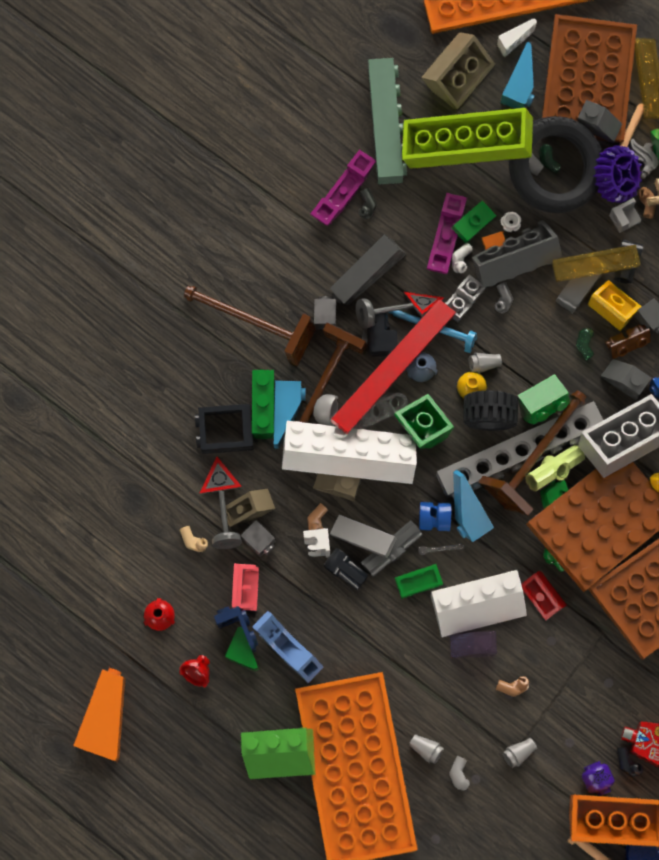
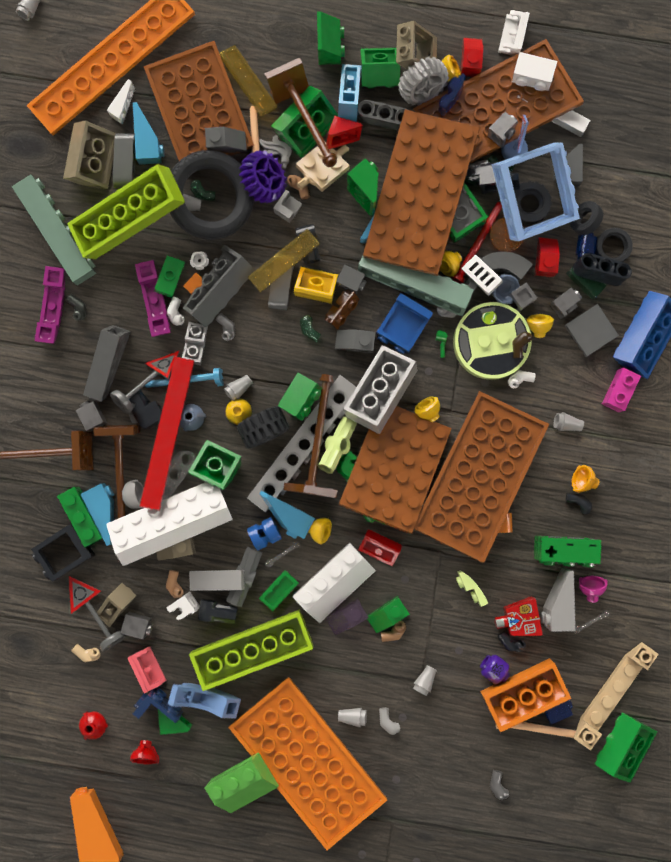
camera: 30 degrees left, 10 degrees up
(361, 623) = (251, 650): none -> lime brick
(489, 89) = (124, 159): none -> dark grey beam
(493, 544) = (320, 530): none -> yellow brick
(516, 664) = (388, 614): none -> green slope
(615, 677) = (468, 584): none -> yellowish green slope

